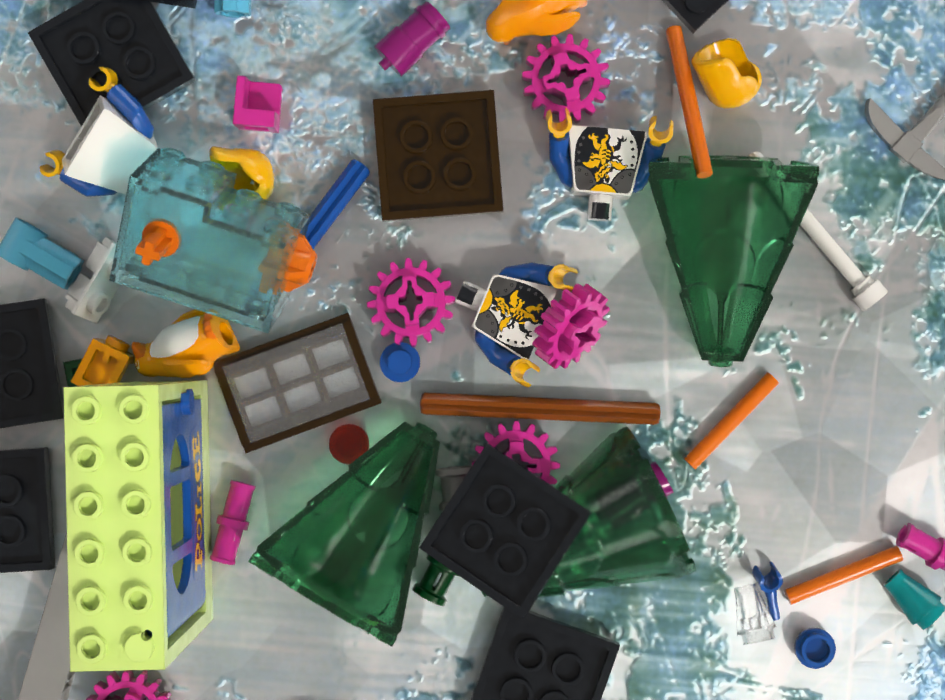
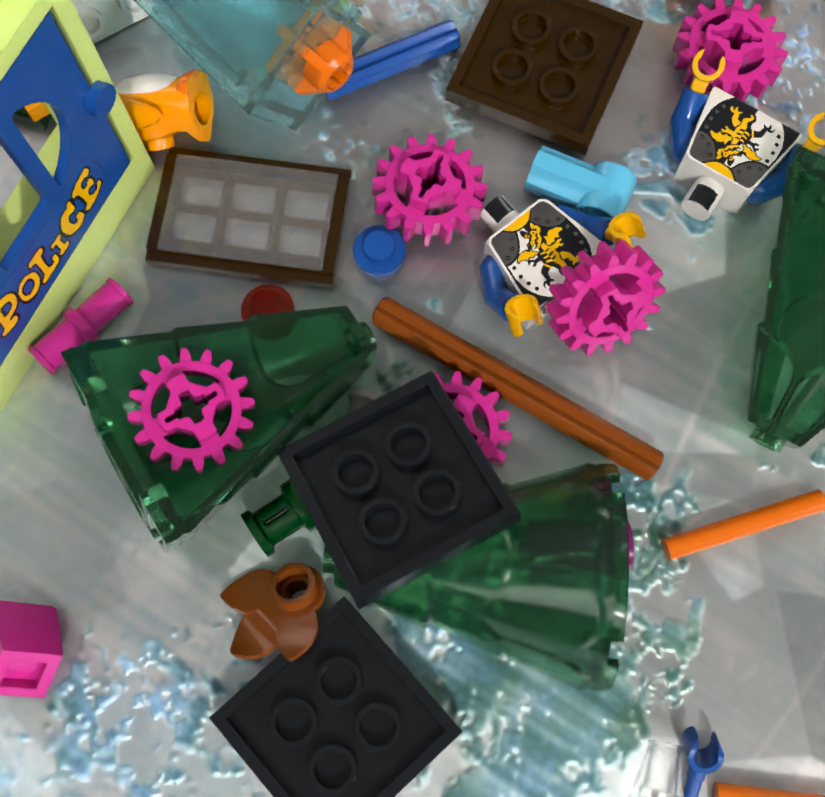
camera: 30 degrees right, 15 degrees down
(339, 564) = (215, 397): none -> dark pink gear
(467, 640) = (271, 615): none -> dark orange plate
(524, 242) = (594, 189): none -> medium azure piece

